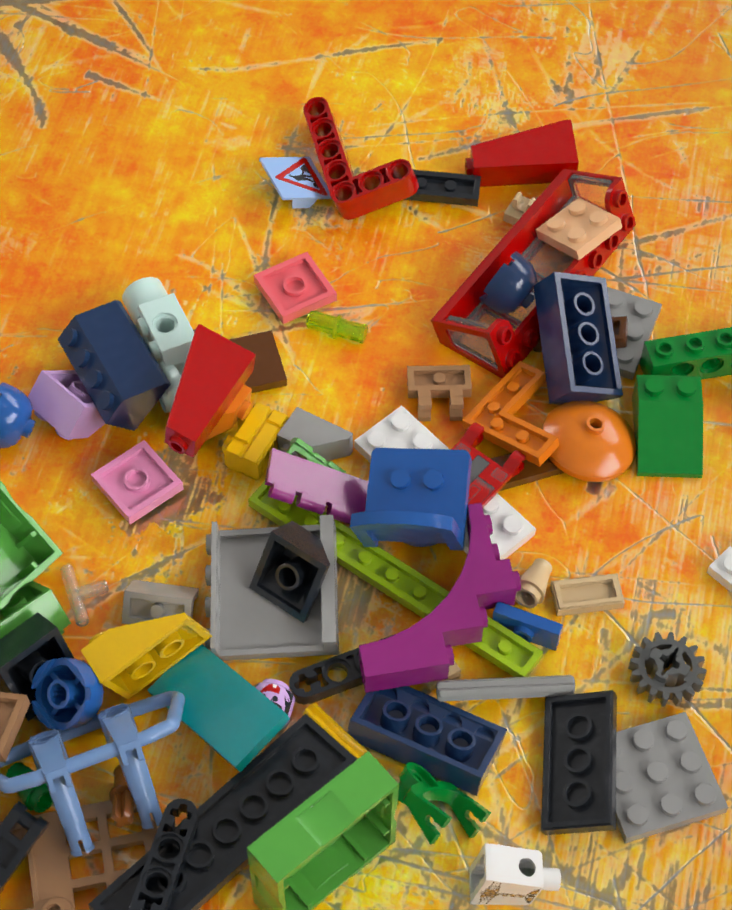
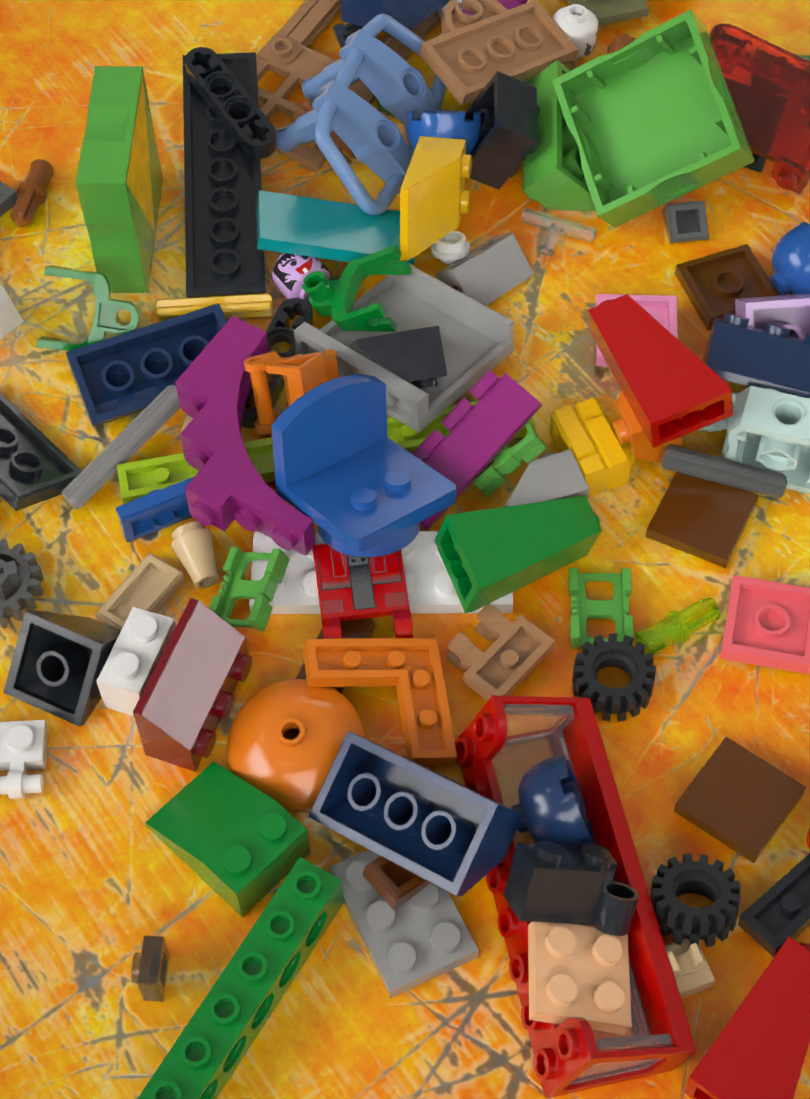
camera: 135 degrees right, 0 degrees up
(48, 465) = (721, 278): none -> reddish brown tile
(274, 653) = (337, 296): none -> green piece
(352, 362) = (584, 609): none -> bright green piece
(377, 411) = (512, 546): none -> green slope
(378, 597) = (300, 375): none -> orange piece
(399, 345) = (618, 655): none -> black tyre
(414, 238) = (739, 799): none -> reddish brown tile
(486, 204) = (700, 879): none -> black tyre
(525, 519) = (237, 588): none -> bright green piece
(546, 248) = (569, 887): none -> black hinge
(619, 502) = (192, 688): none -> slope
(631, 543) = (134, 659): none -> white brick
(667, 576) = (60, 663): none -> black slope

